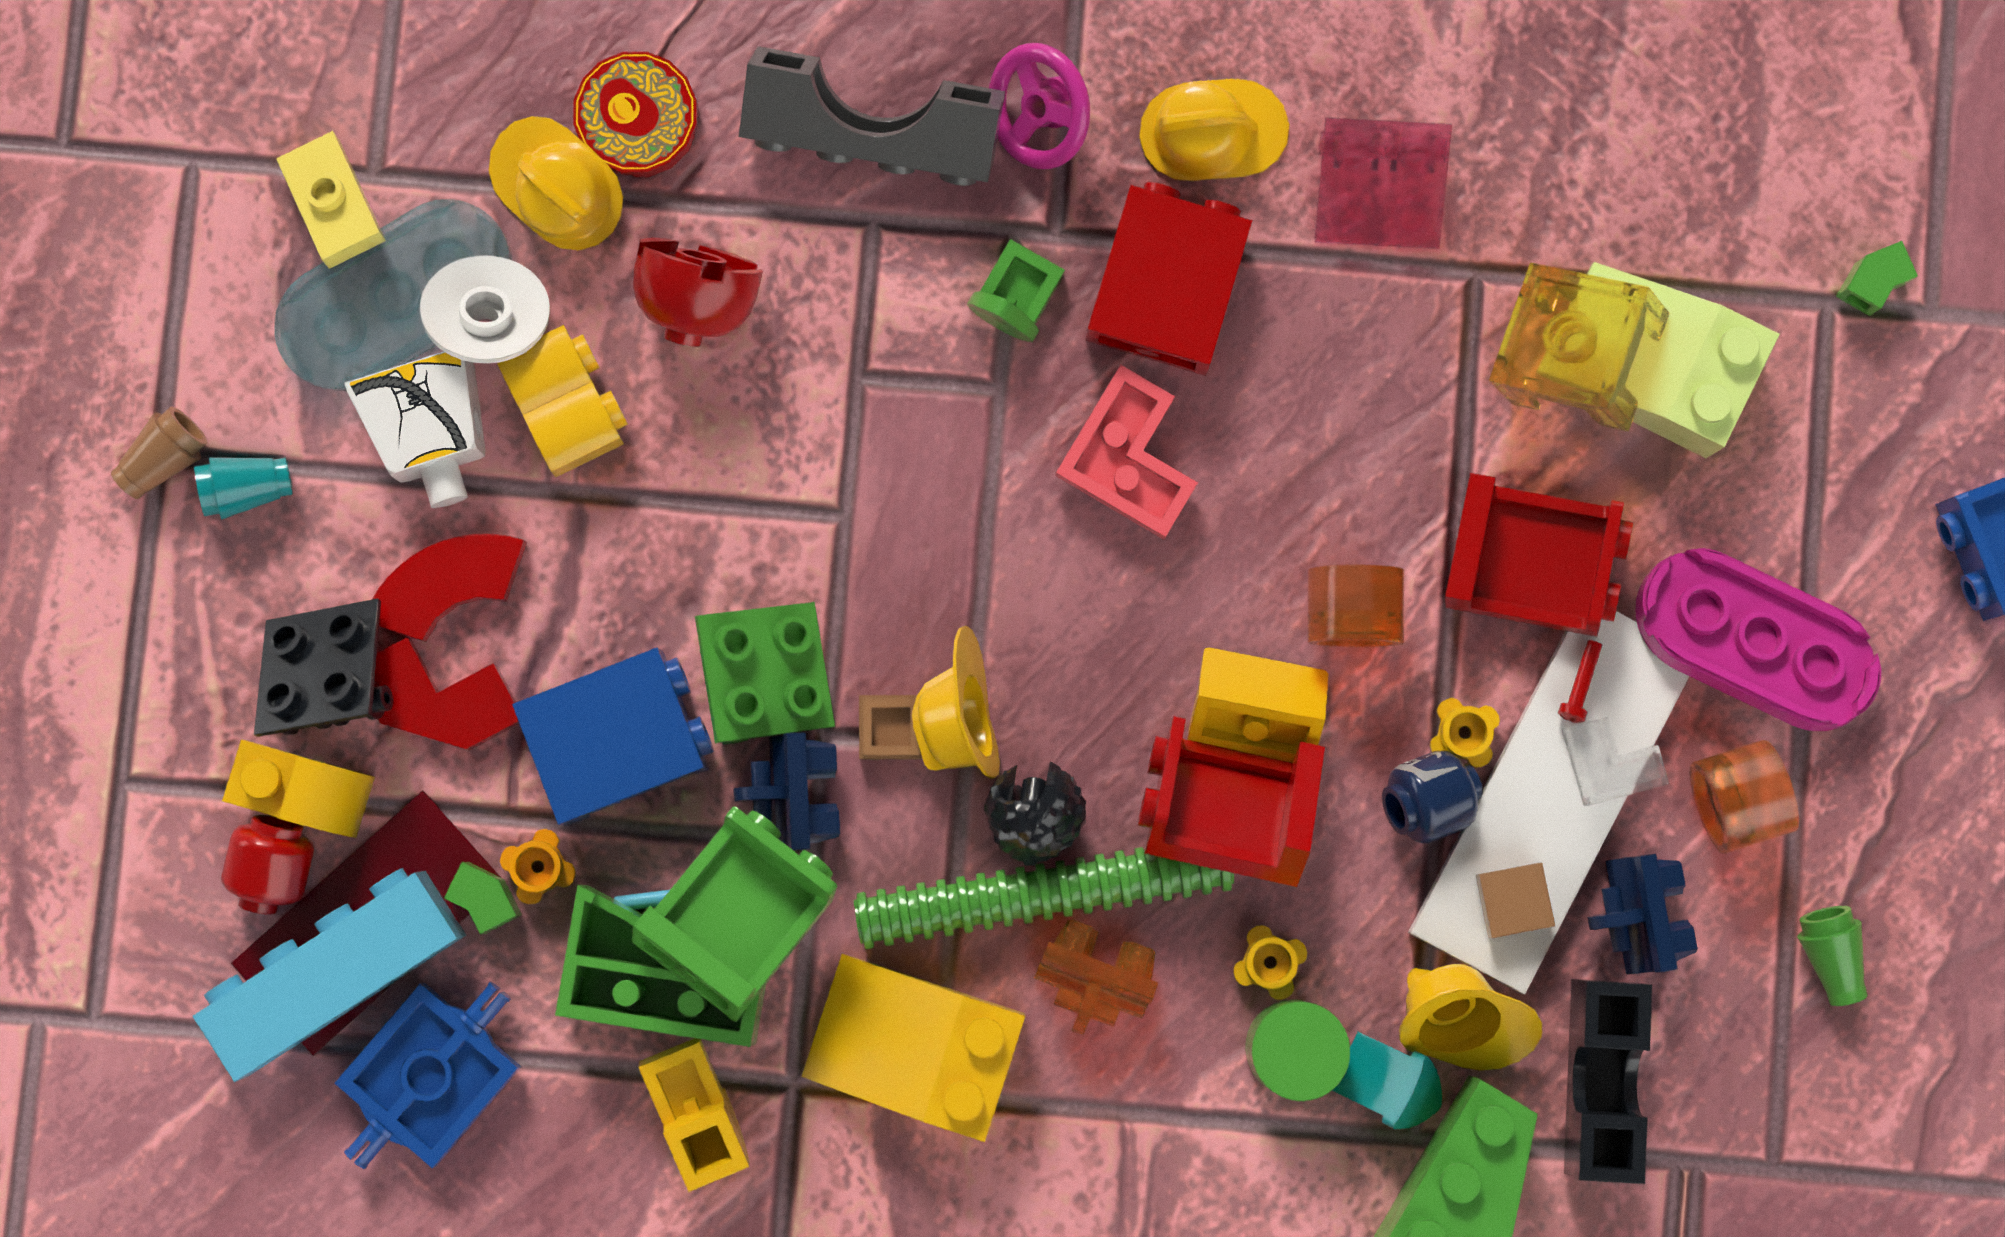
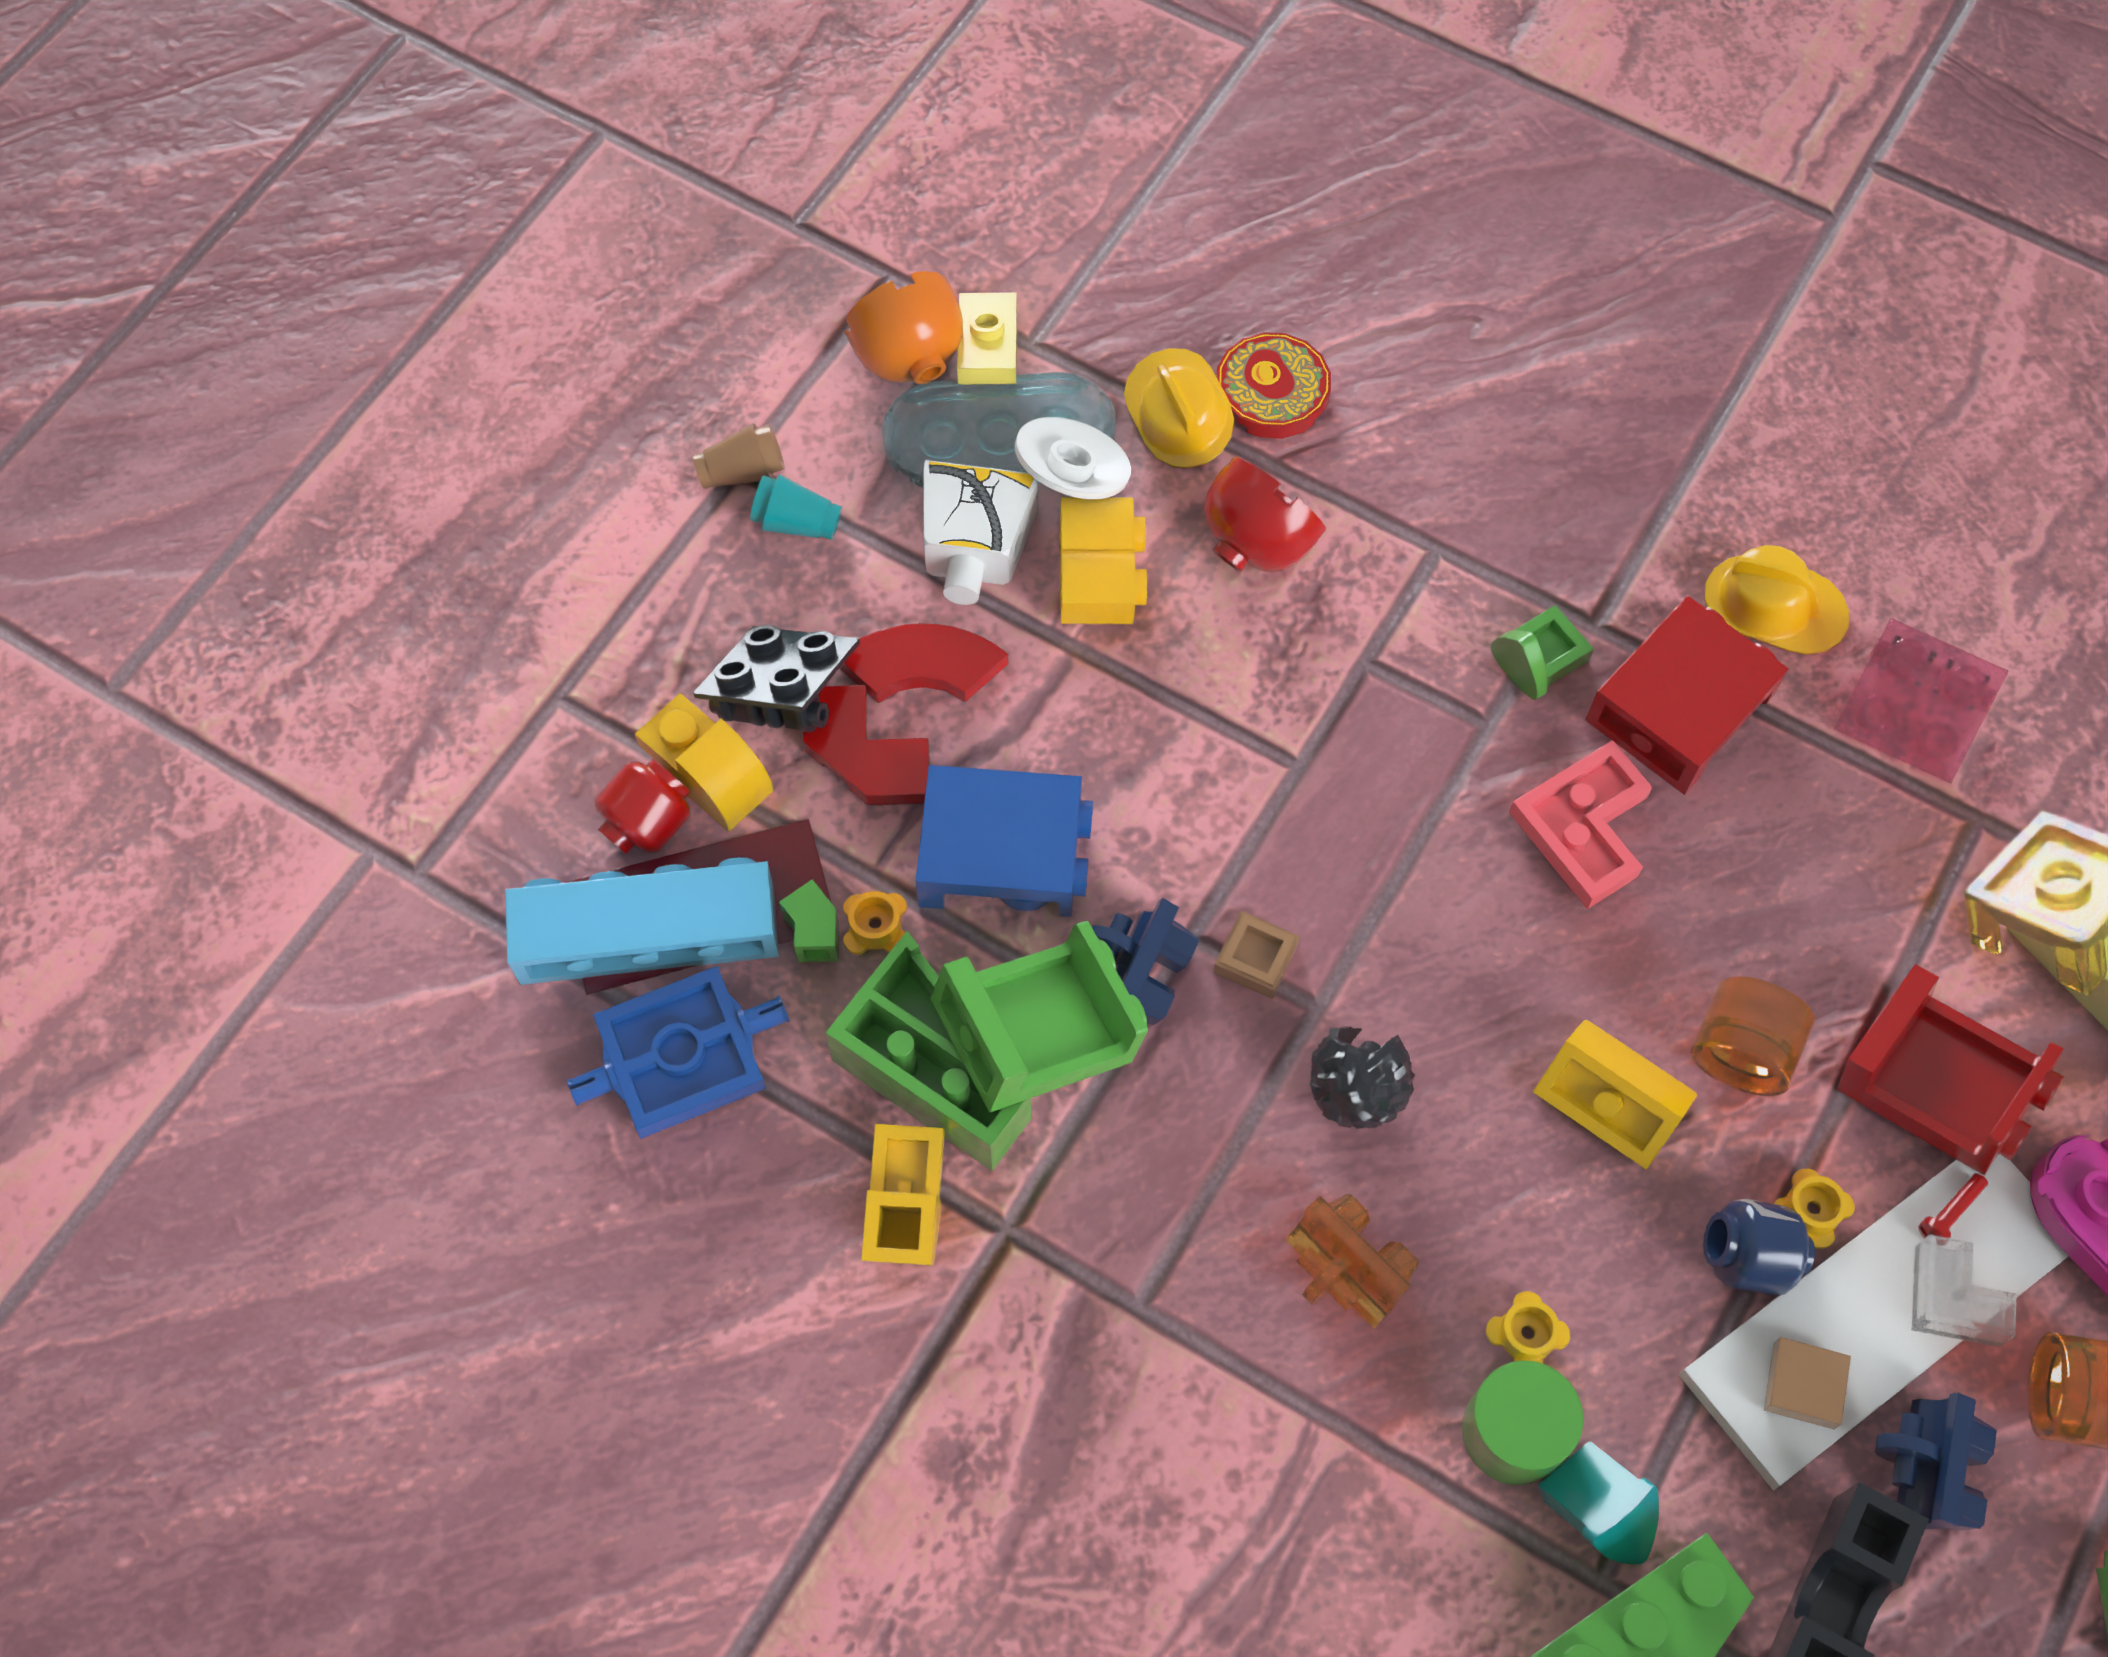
camera: 30 degrees right, 20 degrees down
(254, 241) = (907, 330): none -> orange cylinder
(764, 672) = (1163, 849): bright green hinge -> none
(794, 106) = (1415, 419): dark grey arch -> none
(914, 1047) = (1146, 1244): yellow slope -> none
(954, 714) = (1324, 959): yellow piece -> none
(1029, 895) = (1337, 1159): bright green piece -> none
(1045, 103) = (1634, 511): dark pink piece -> none
(1231, 807) = (1551, 1158): red panel -> none
(1465, 1021) = (1713, 1480): yellow piece -> none

